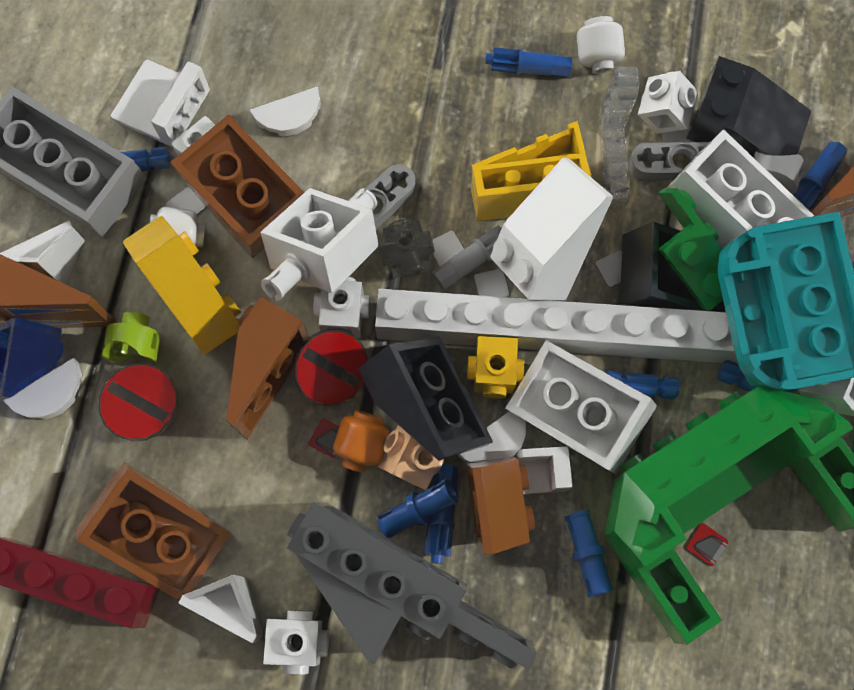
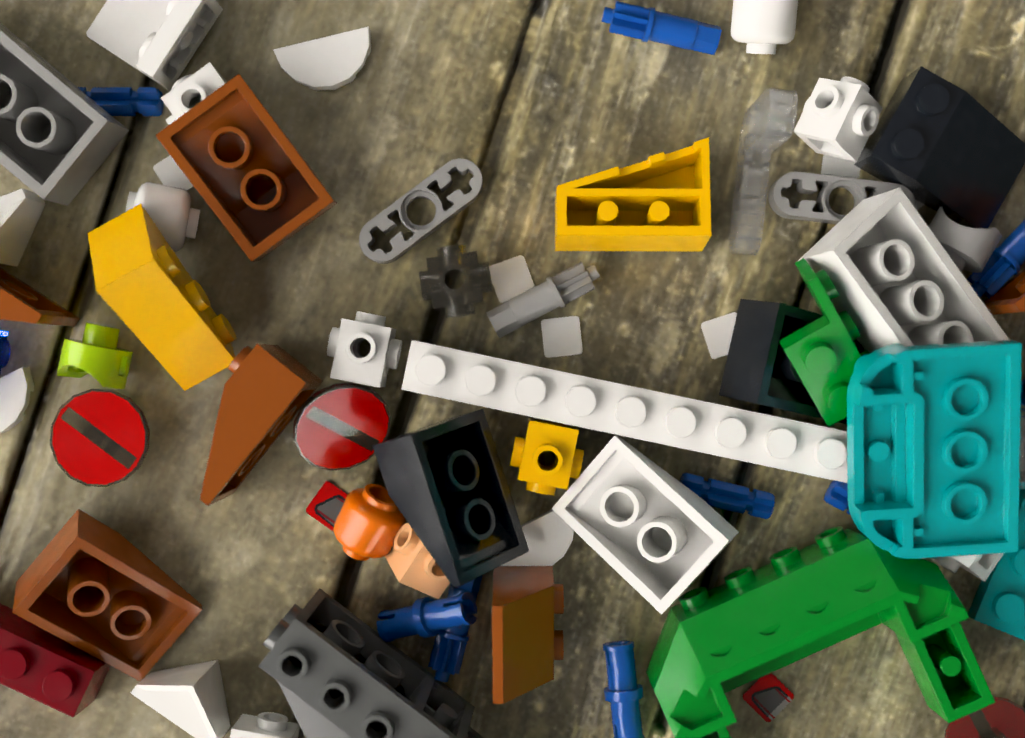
camera: 15 degrees right, 15 degrees up
(319, 241) = (342, 270): white brick -> none
(546, 469) = (589, 587): white panel -> none
(552, 233) = (644, 301): white slope -> none

